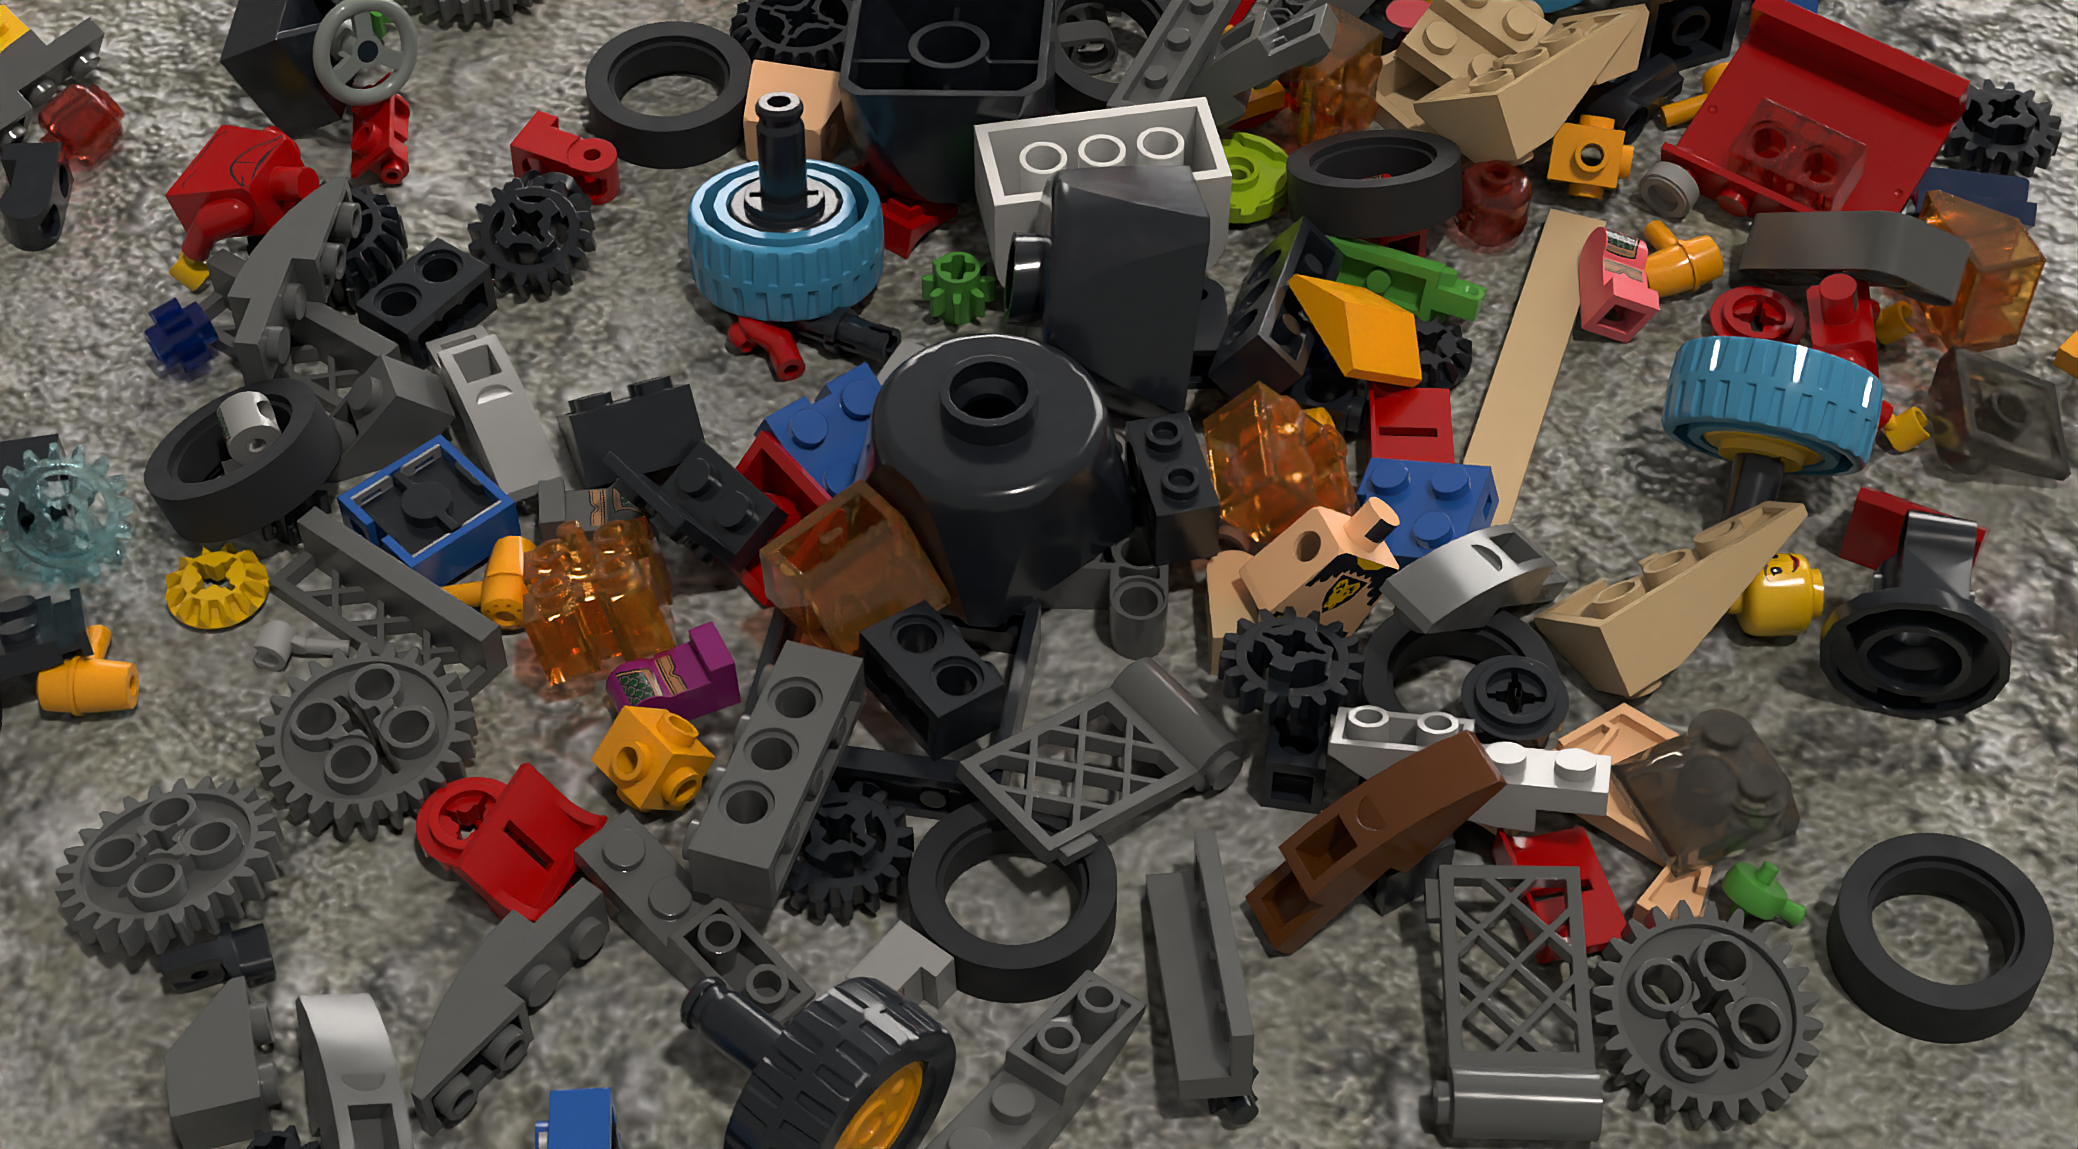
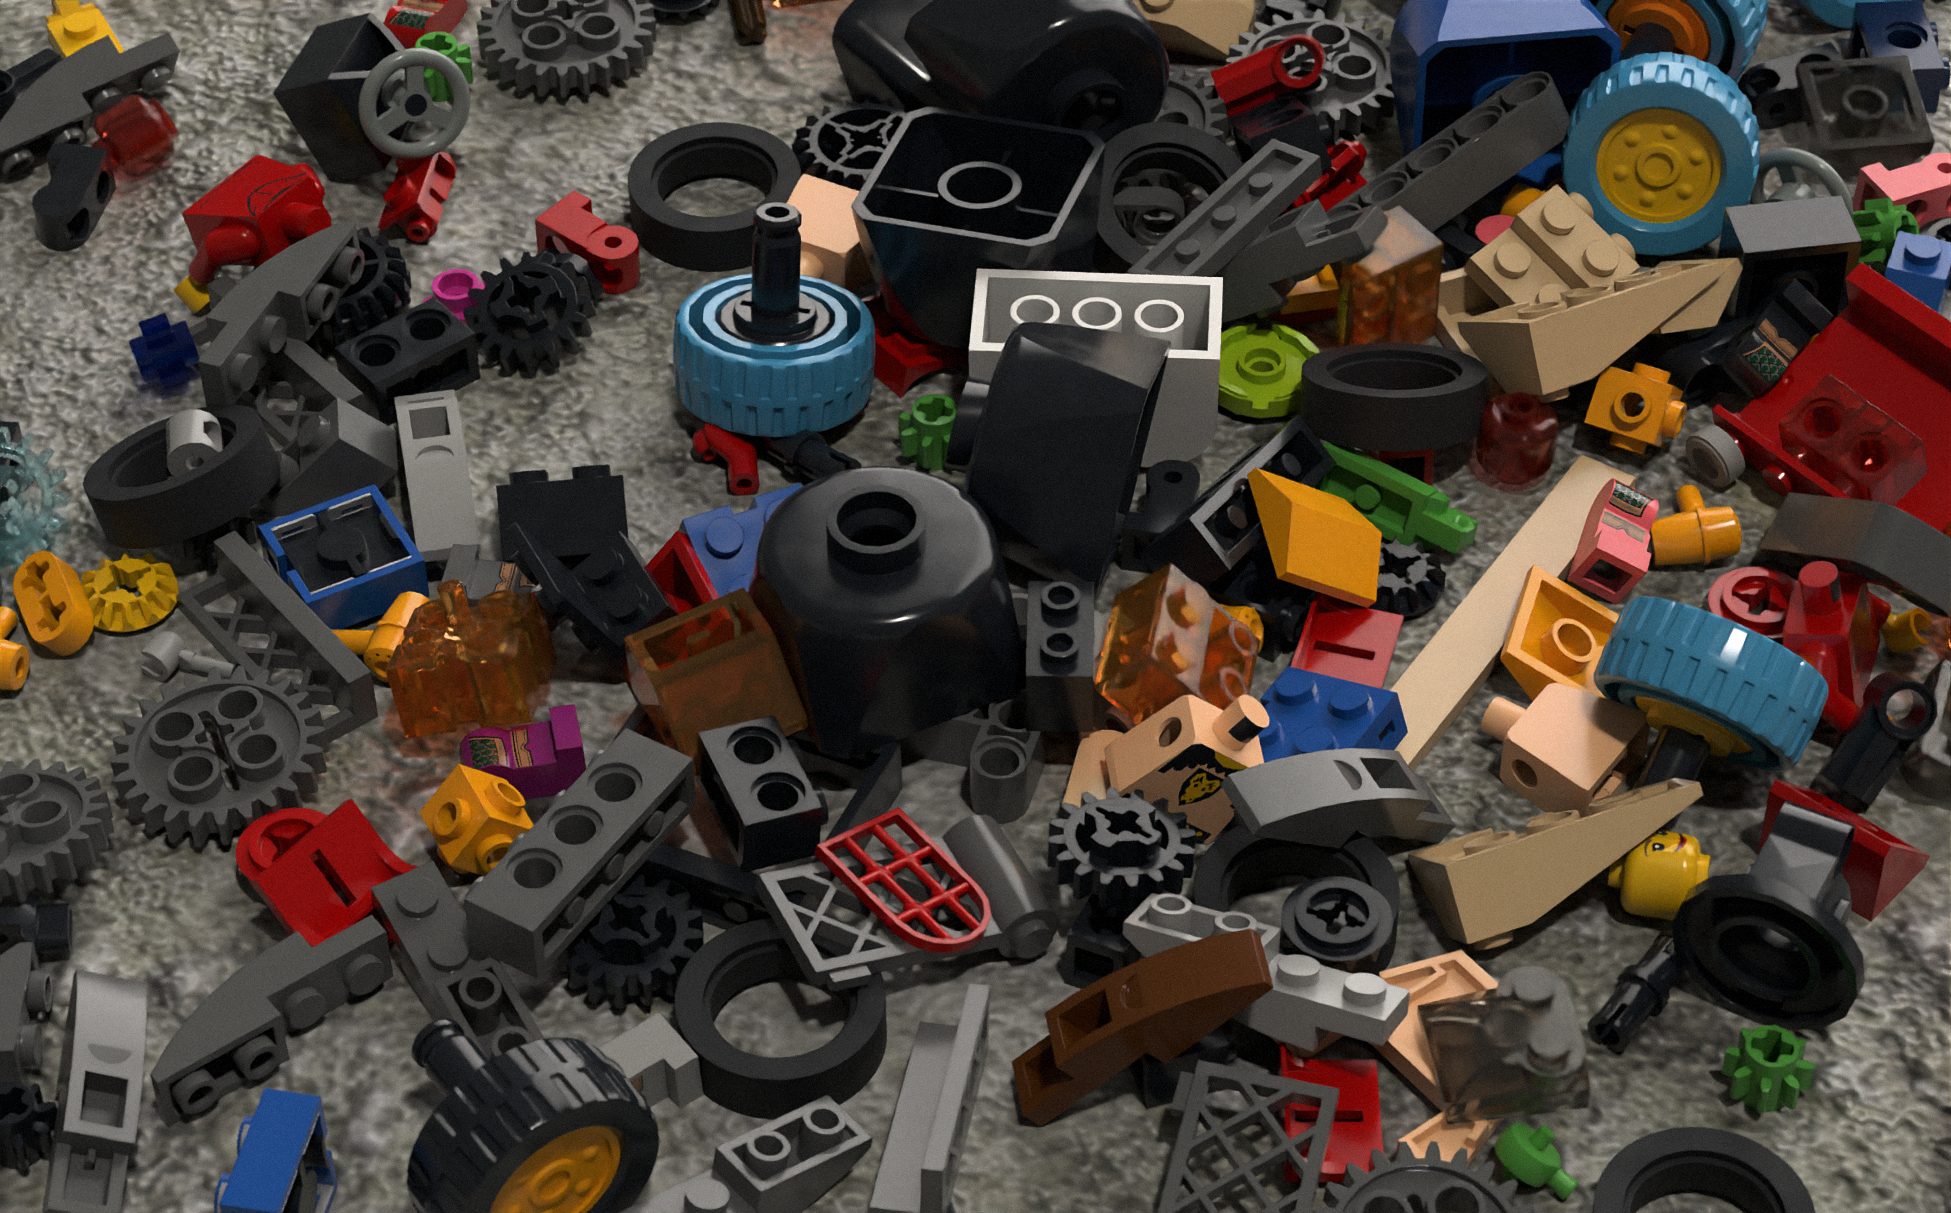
camera: 15 degrees right, 5 degrees down
(138, 621) = (53, 603): none -> light orange beam
(450, 225) = (452, 289): none -> dark pink plate
(1103, 784) = (896, 923): none -> red window
(1609, 394) = (1555, 635): none -> light orange slope
(1643, 489) = (1567, 746): none -> light nougat torso
(1688, 72) = (1772, 337): none -> black leg
(1794, 707) = (1639, 993): none -> black pin
(1922, 430) = (1873, 742): none -> black piece
(1936, 762) = (1768, 1068): none -> bright green gear

